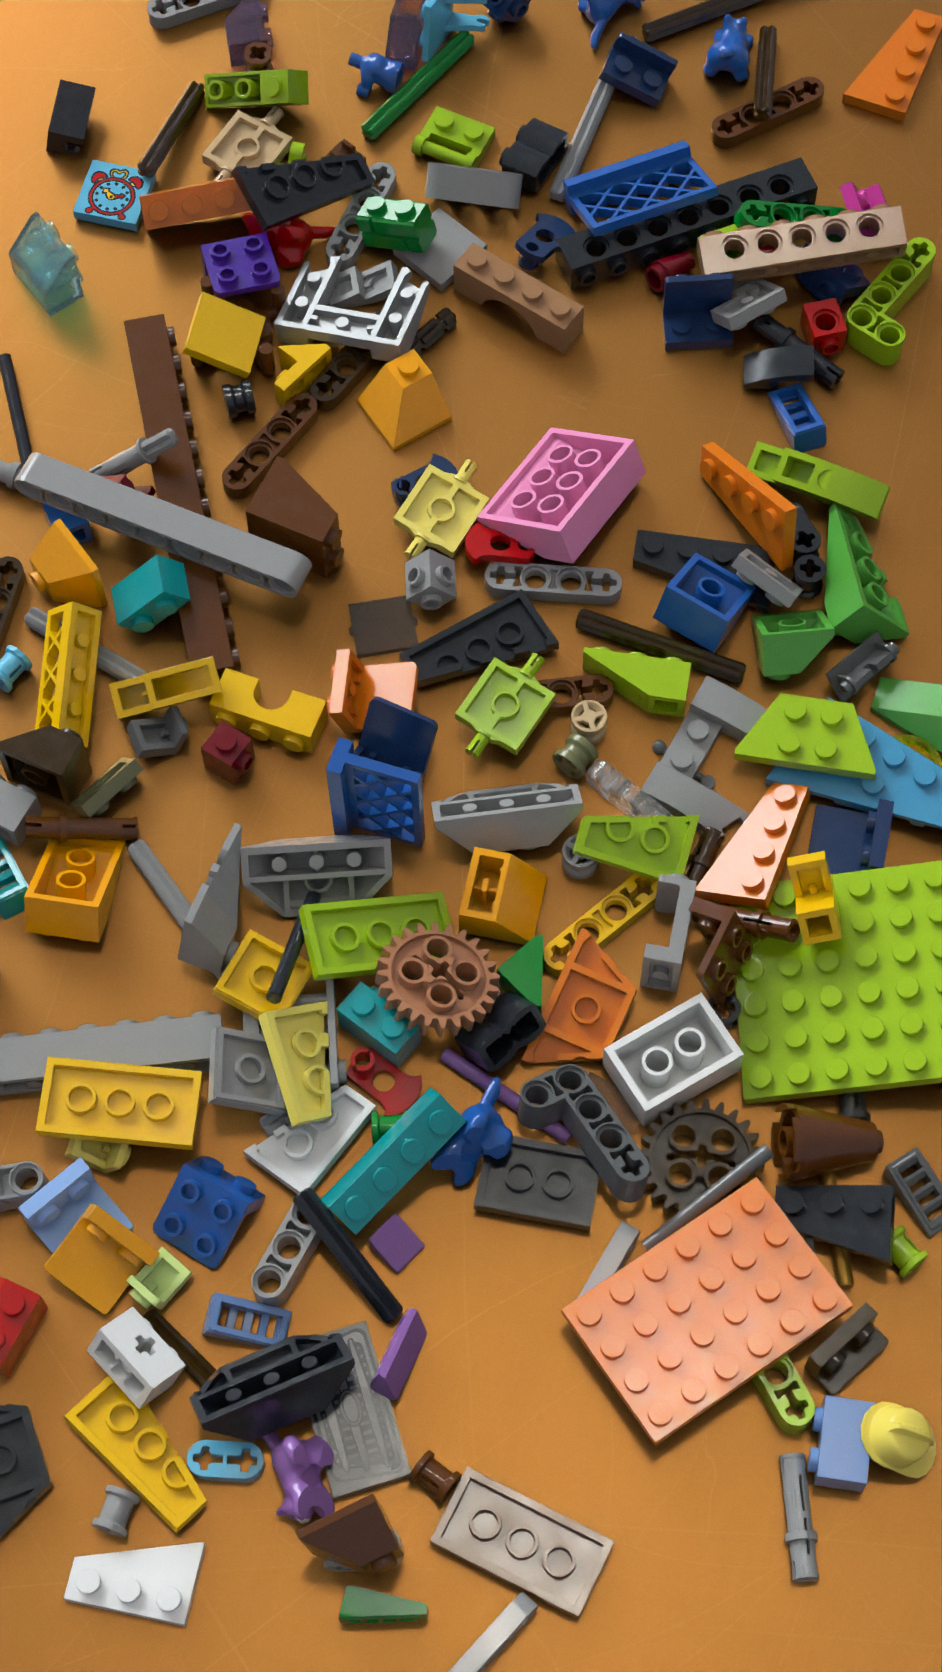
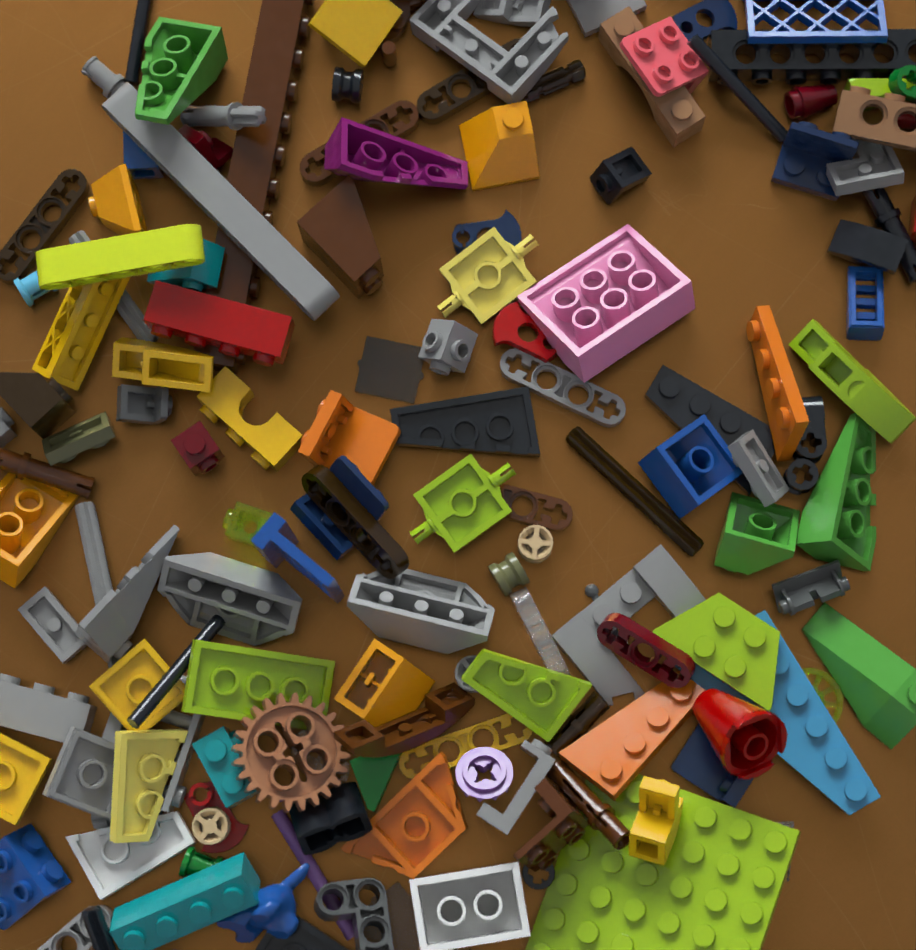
camera: 25 degrees right, 15 degrees up
(74, 425) = (178, 67): none -> bright green wedge
(88, 596) = (120, 257): none -> neon yellow beam
(150, 963) = (53, 624): none -> light grey plate
(205, 627) = (219, 323): none -> red brick
(301, 367) = (424, 74): yellow slope -> none
(304, 440) = (384, 158): none -> magenta wedge
(304, 793) = (237, 519): none -> clear neon green brick
(386, 1074) = (203, 827): none -> tan wheel
(410, 752) = (382, 549): none -> dark brown beam
(523, 387) = (619, 174): none -> black bracket
(525, 270) = (664, 58): none -> coral bracket
(563, 901) = (441, 711): none -> reddish brown slope
(602, 277) = (737, 87): none -> black bar
(624, 924) = (481, 760): none -> gear
(647, 681) = (607, 527): lime slope -> none
(761, 782) = (619, 645): none -> dark red beam
(858, 793) = (740, 732): none -> red cone

